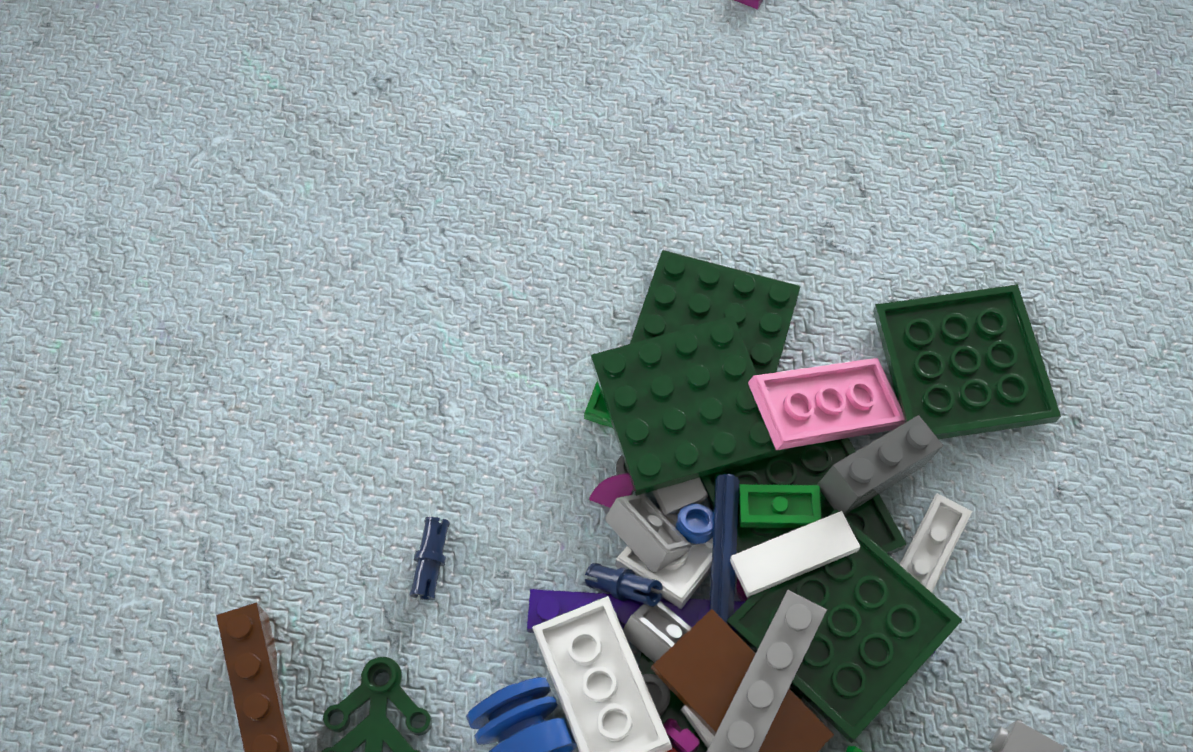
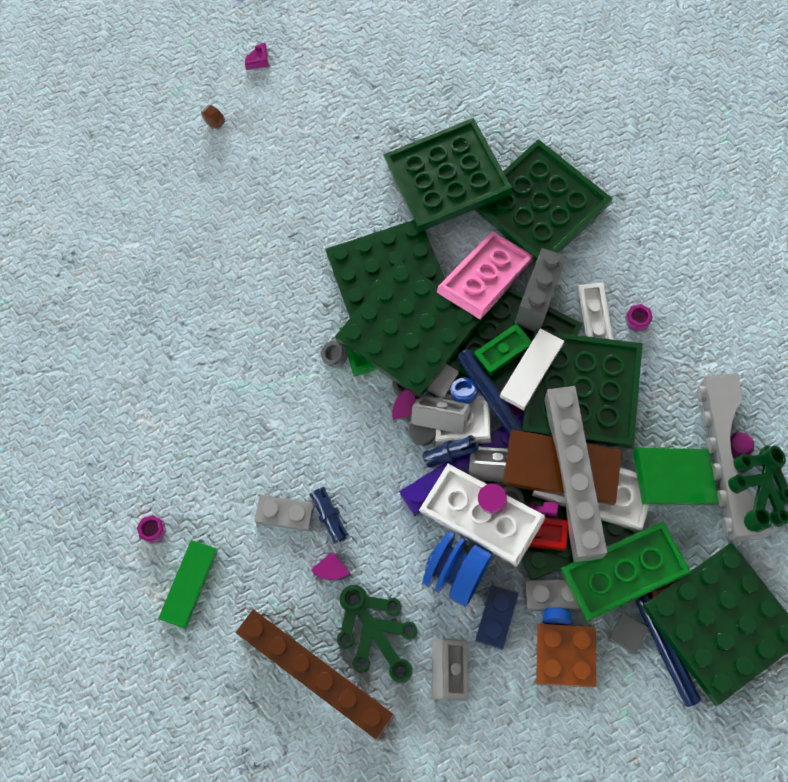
camera: 30 degrees left, 5 degrees up
(218, 524) = (188, 584): none -> green tile
(229, 433) = (151, 529): none -> magenta tile
(384, 520) = (284, 513): none -> light grey plate
(384, 622) = (330, 569): none -> magenta tile
(579, 377) = (334, 354): none -> dark grey tile
(607, 541) = (421, 435): none -> dark grey tile
(623, 676) = (492, 498): none -> magenta tile
(649, 25) = (213, 116): none -> reddish brown tile
(871, 256) = (447, 174): none -> dark green plate
(986, 586) = (638, 317): none -> magenta tile

